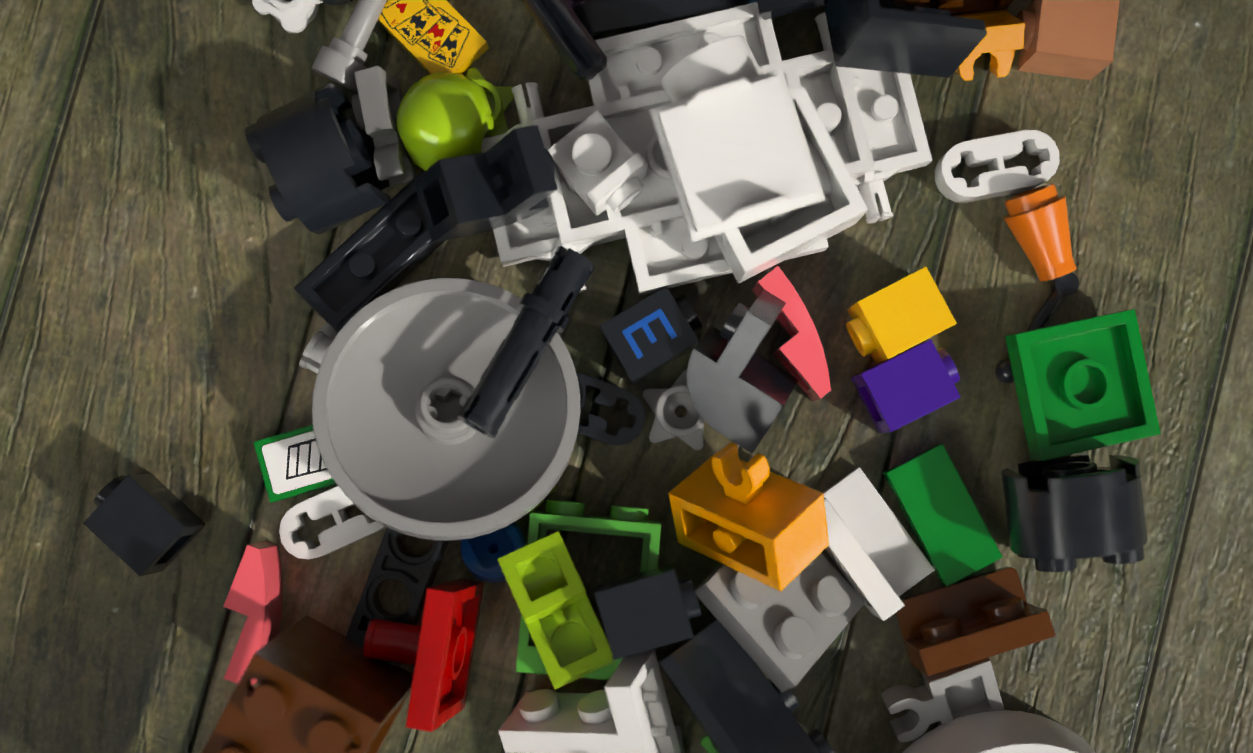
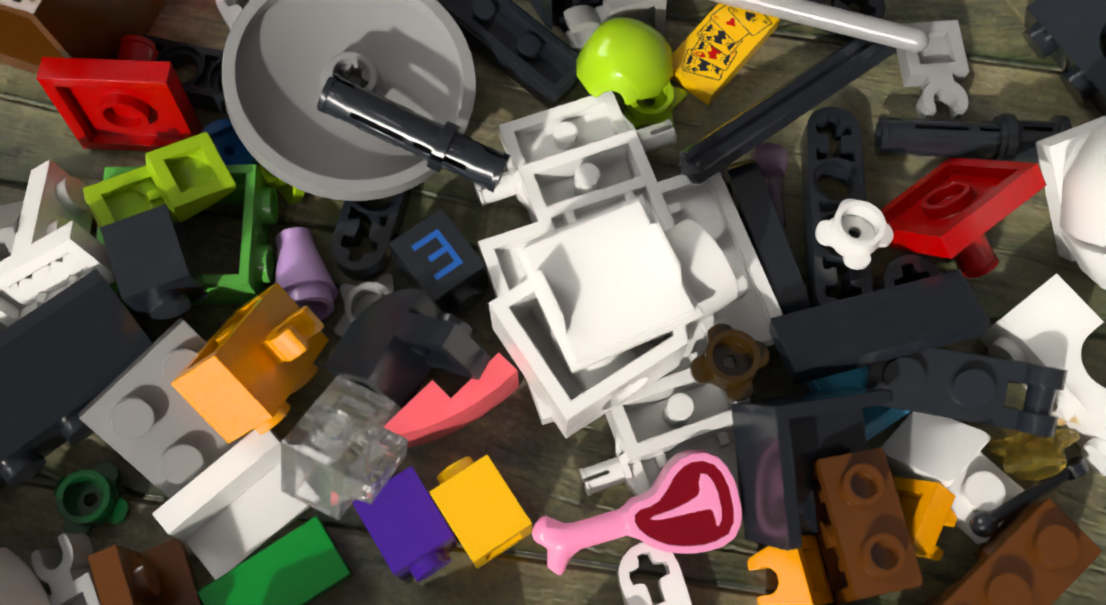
camera: 80 degrees right, 15 degrees down
(487, 188) = (561, 92): black brick -> none
(599, 165) = (594, 181): white bracket -> none
(641, 476) = (303, 272): none -> lavender cone
(797, 40) = (724, 343): none -> dark brown plate
(837, 438) = (341, 449): none -> clear brick
(863, 699) = (74, 490): none -> dark green plate
(925, 127) = (685, 511): none -> bright pink piece

